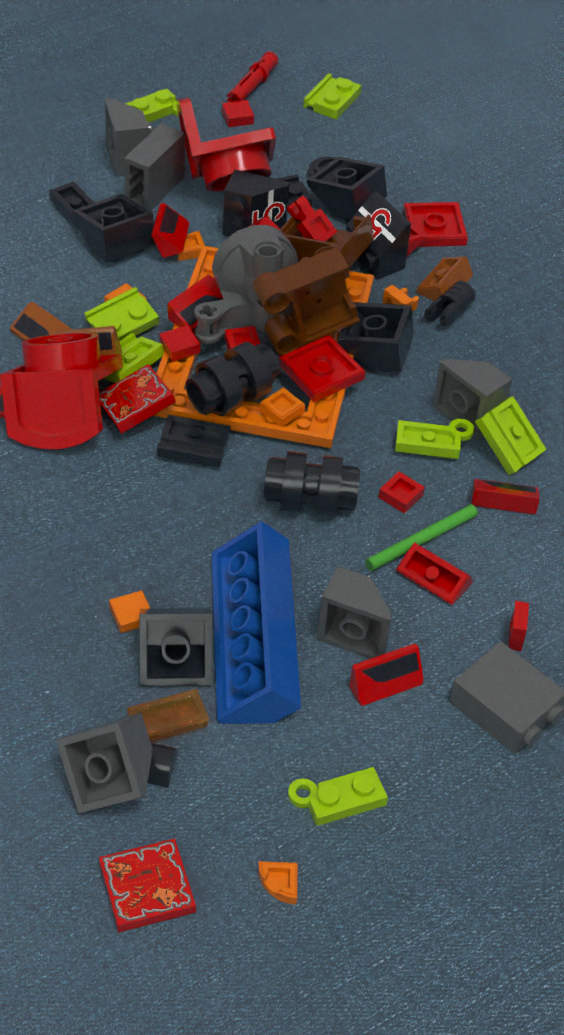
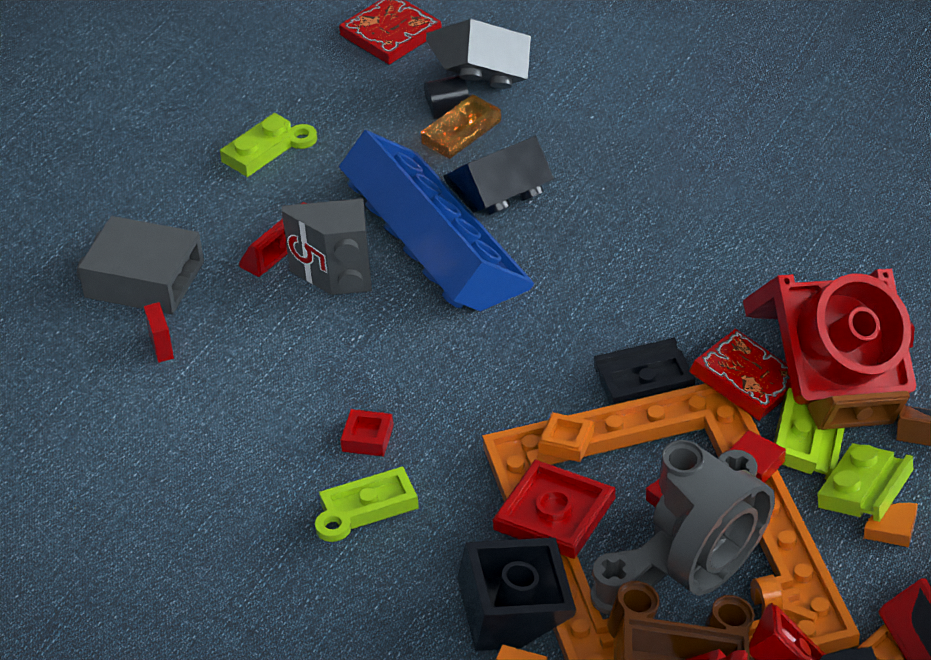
camera: 160 degrees right, 5 degrees down
(127, 610) = (568, 196): orange tile -> none
(182, 306) = (778, 534): red slope -> none
(225, 382) = (636, 404): black piece -> none
(279, 880) = (283, 74): orange tile -> none
(286, 483) = (448, 364): black piece -> none
(315, 298) = (608, 484): reddish brown piece -> none
(421, 537) = (313, 395): bright green bar -> none
(434, 574) = (278, 364): red slope -> none
(469, 390) = (335, 546): dark grey slope -> none
(505, 496) = (239, 478): red slope -> none
(510, 435) = (262, 530): lime plate -> none

